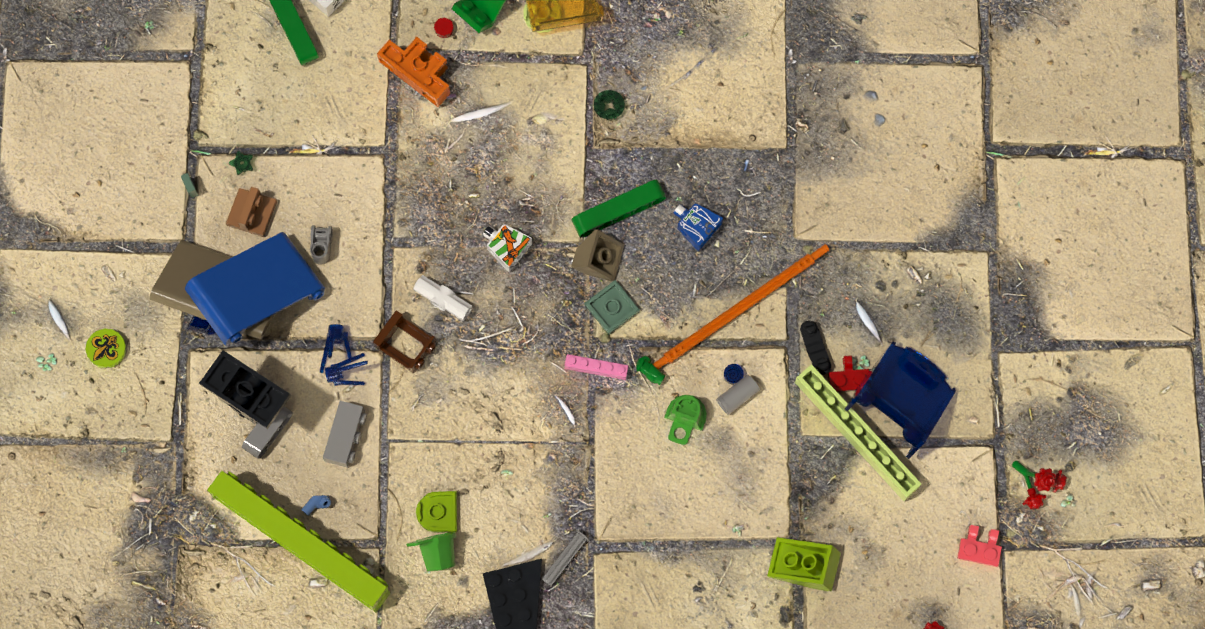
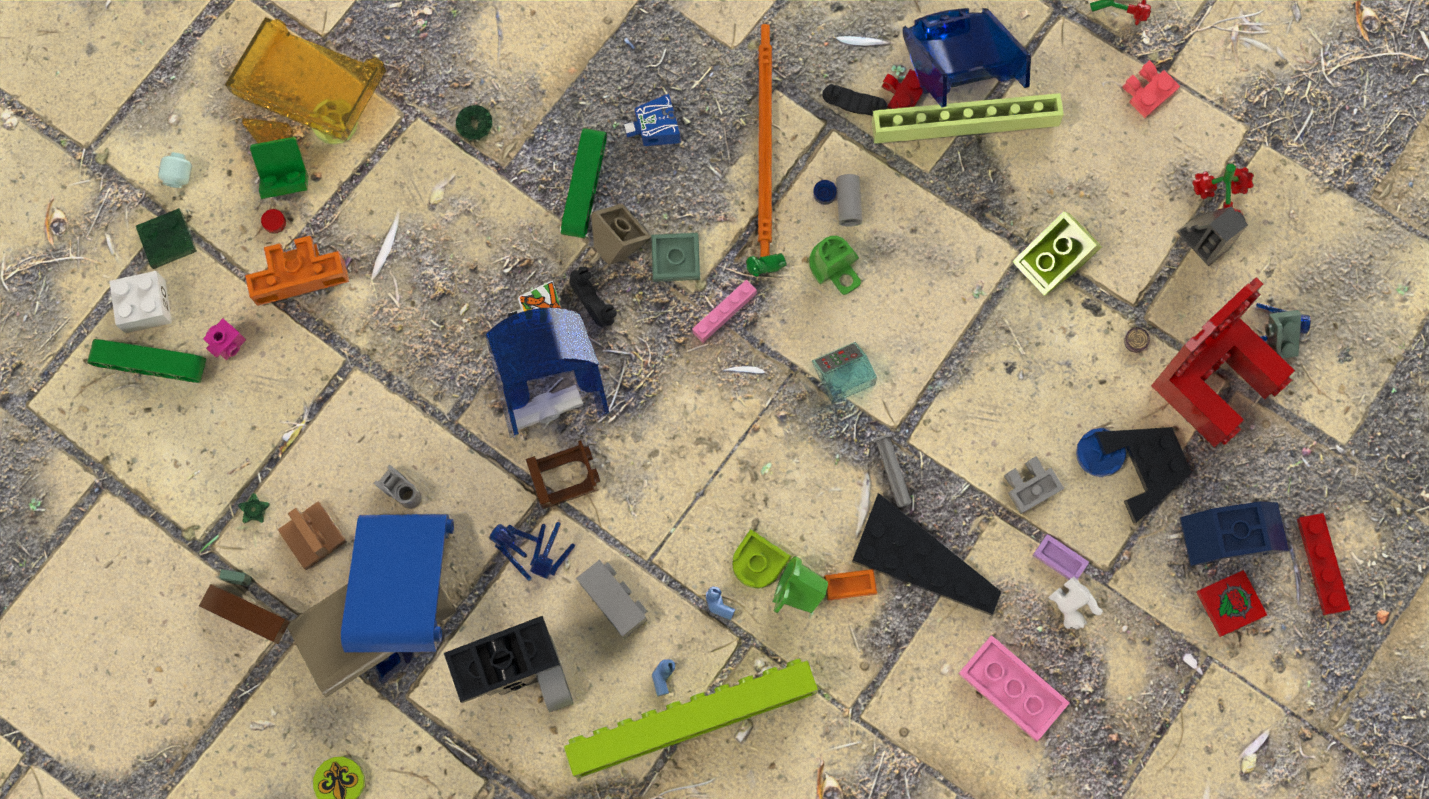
camera: 50 degrees left, 0 degrees up
(169, 209) = (244, 614): none -> reddish brown slope
(338, 58) = (223, 340): none -> dark pink brick
(389, 504) = (716, 604): none -> medium blue arm
(465, 584) = (851, 585): none -> orange tile
(476, 264) = (541, 346): none -> clear blue windscreen
(541, 268) = (599, 311): none -> black piece
(610, 477) = (845, 372): none -> clear light blue slope

